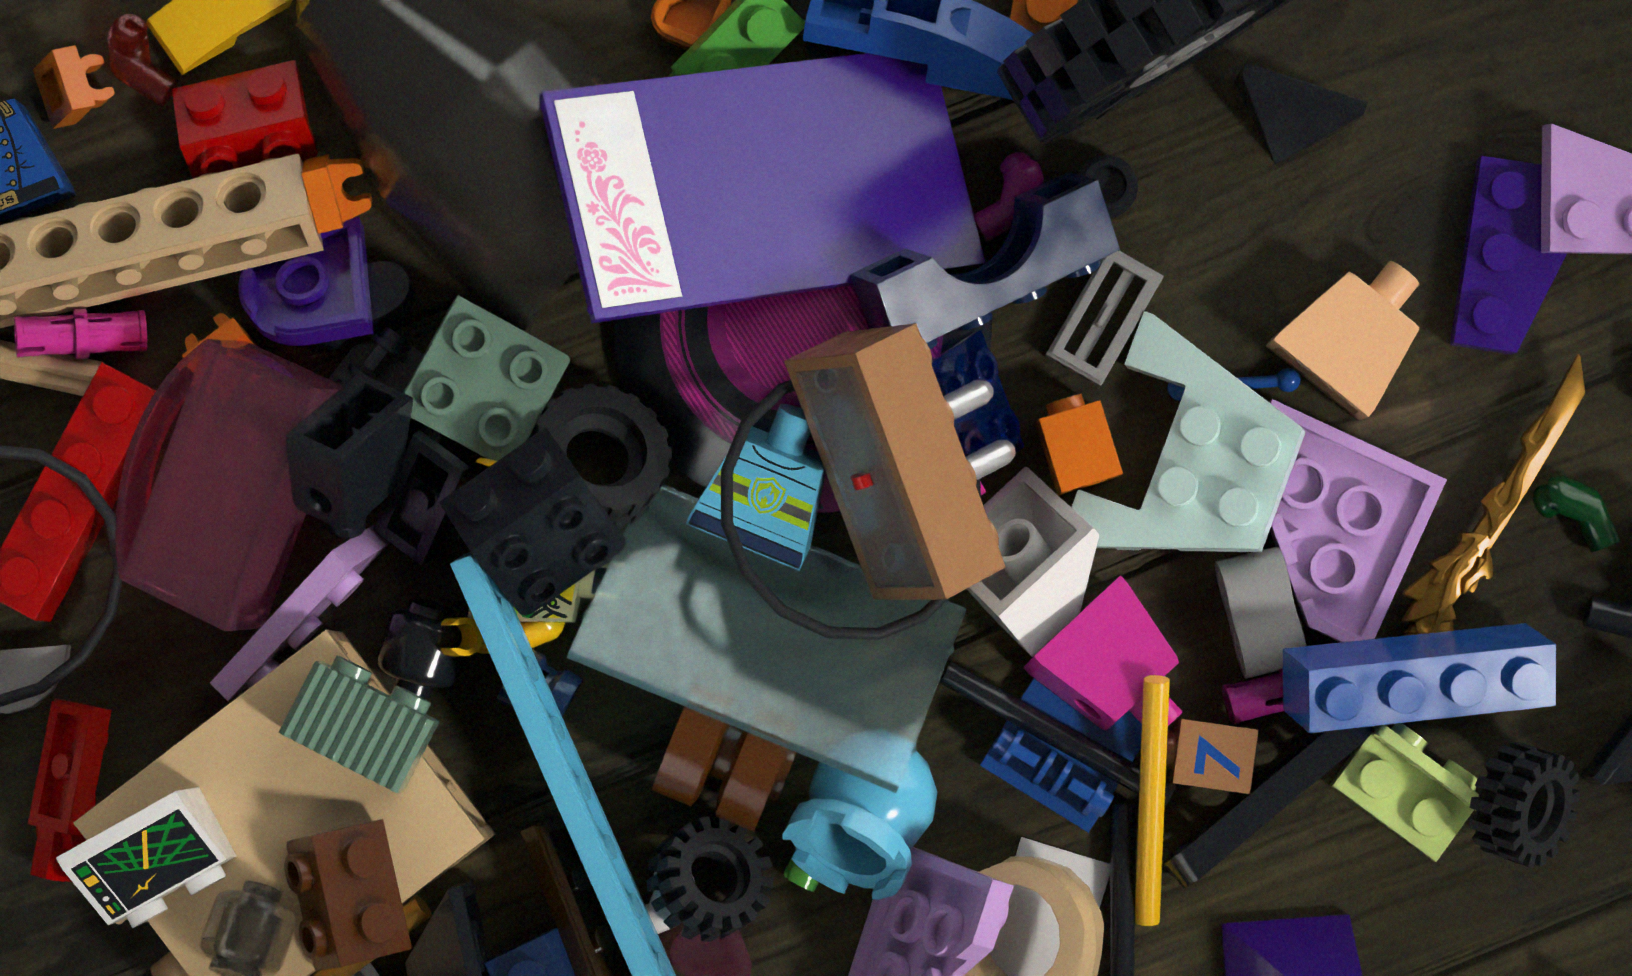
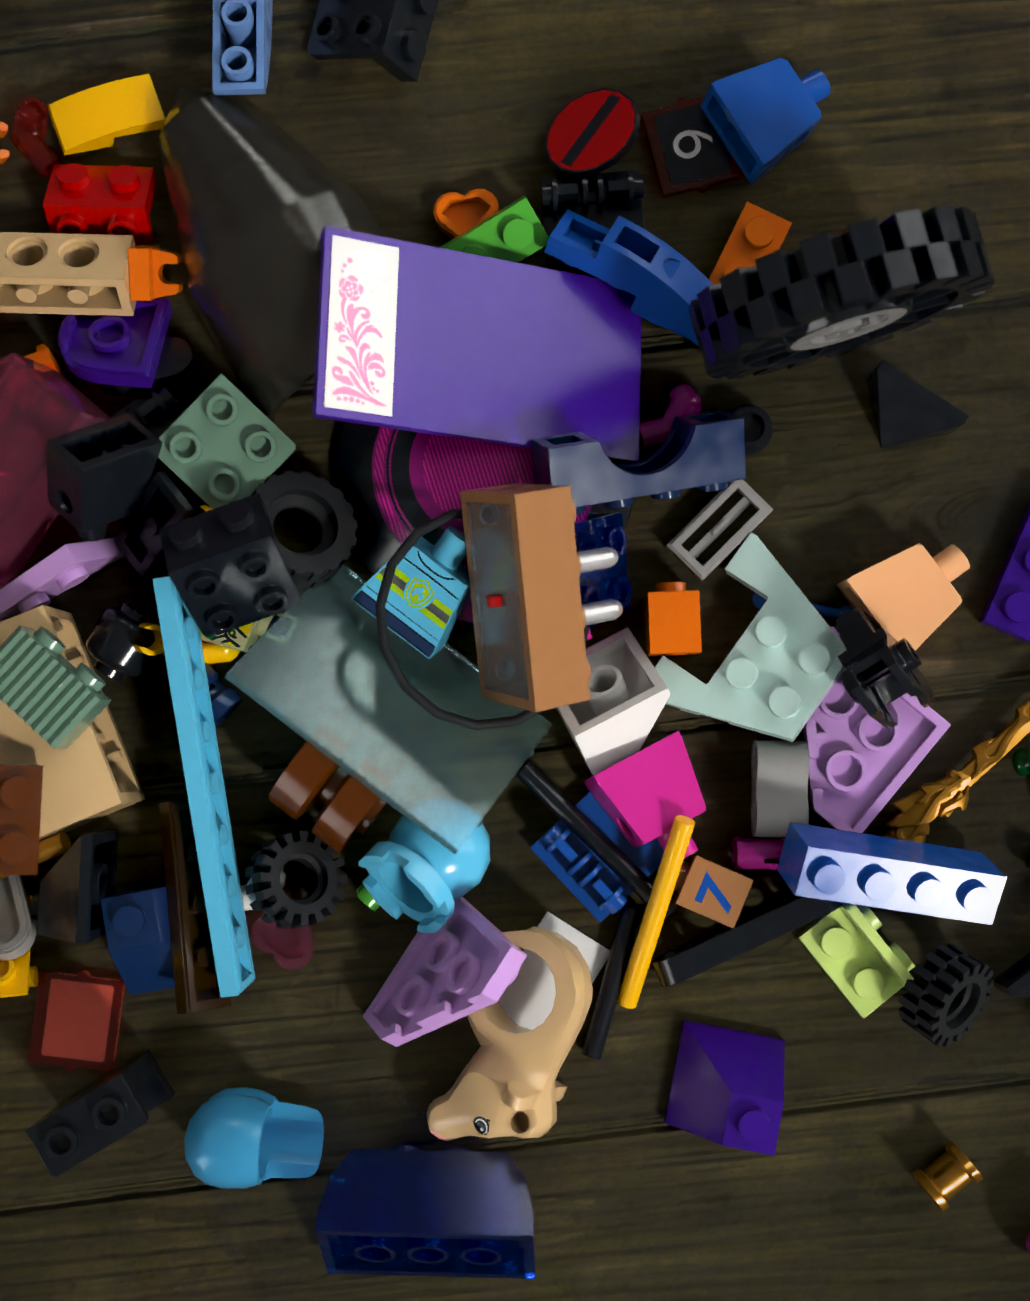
camera: 15 degrees right, 0 degrees up
(1339, 437) = (879, 668): none -> black hinge

